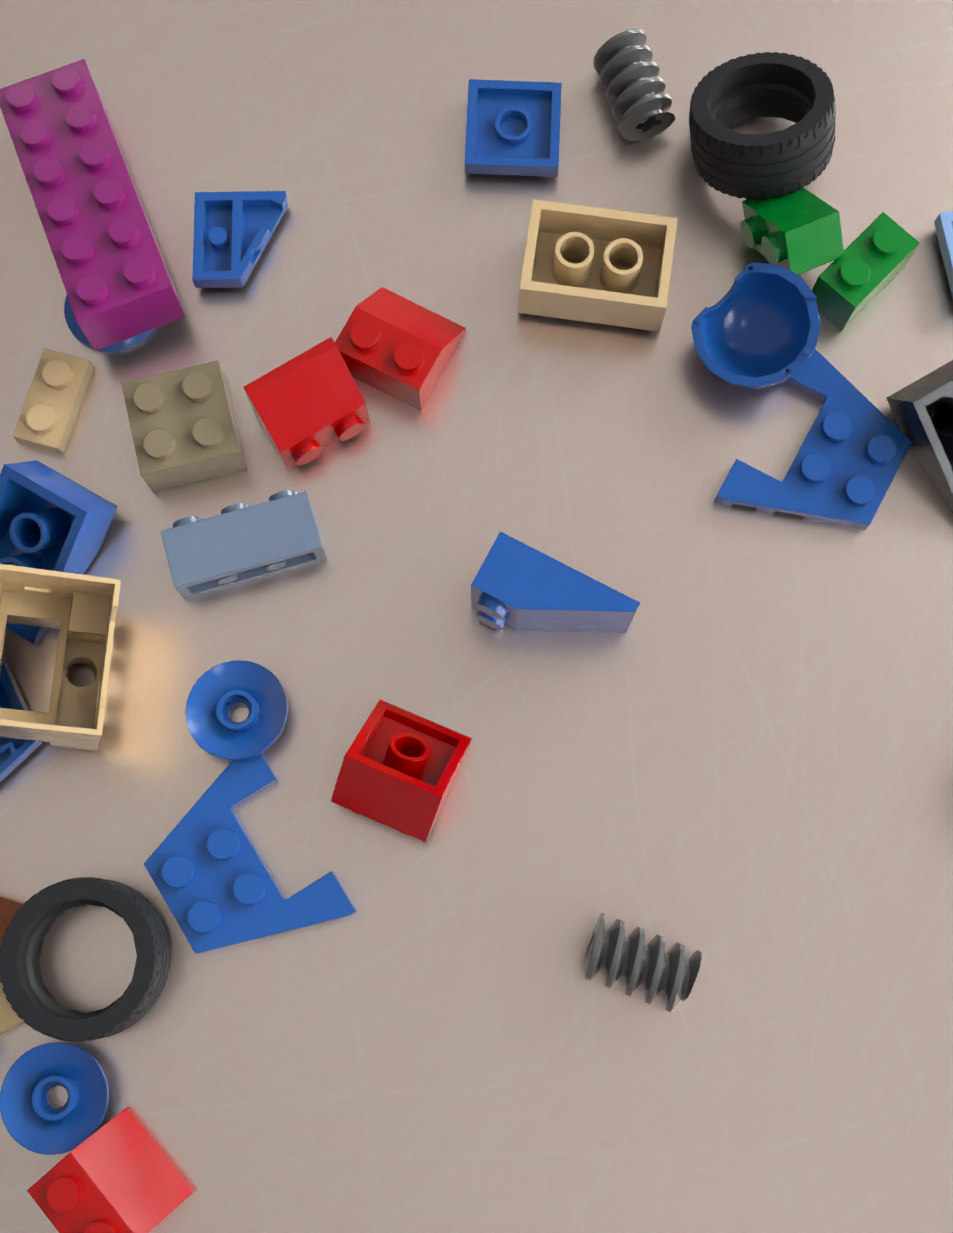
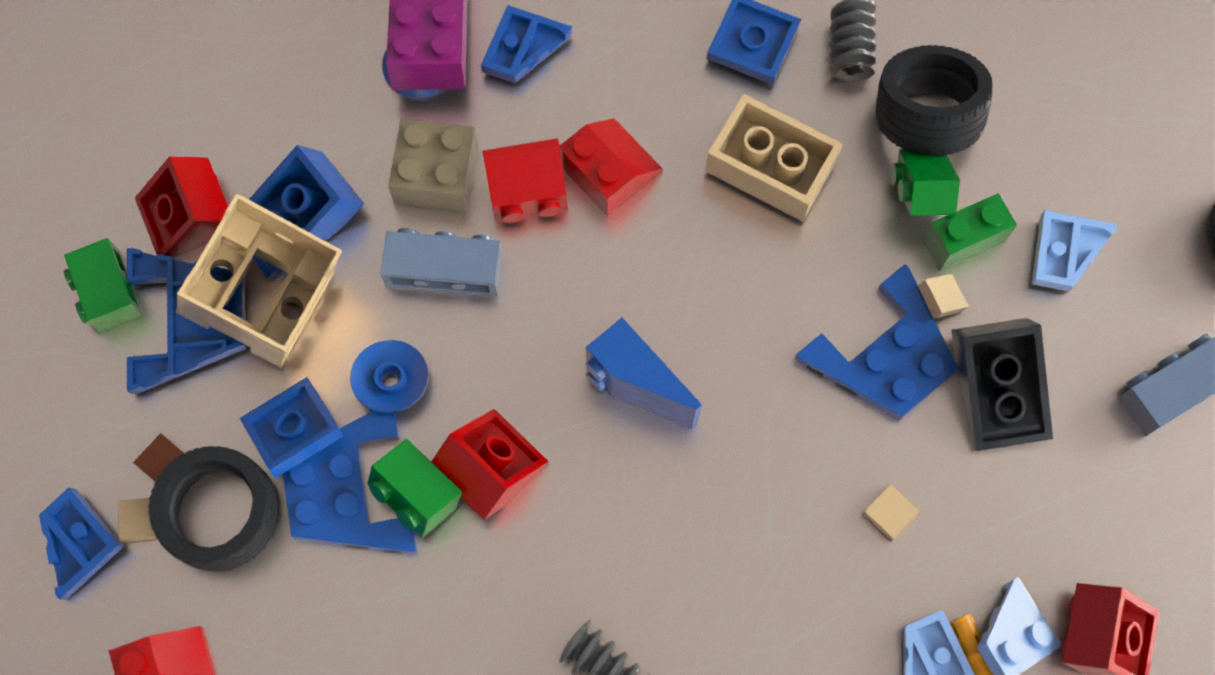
camera: 20 degrees right, 5 degrees down
(28, 1102) = (135, 591): blue dish -> none
(53, 401) = (350, 115): tan plate -> none
(140, 820) = (291, 427): none -> blue plate
(323, 837) = (413, 488): none -> green brick
(759, 328) = (872, 245): blue cylinder -> none
(860, 361) = (943, 296): none -> tan tile
(900, 643) = (891, 512): none -> tan tile

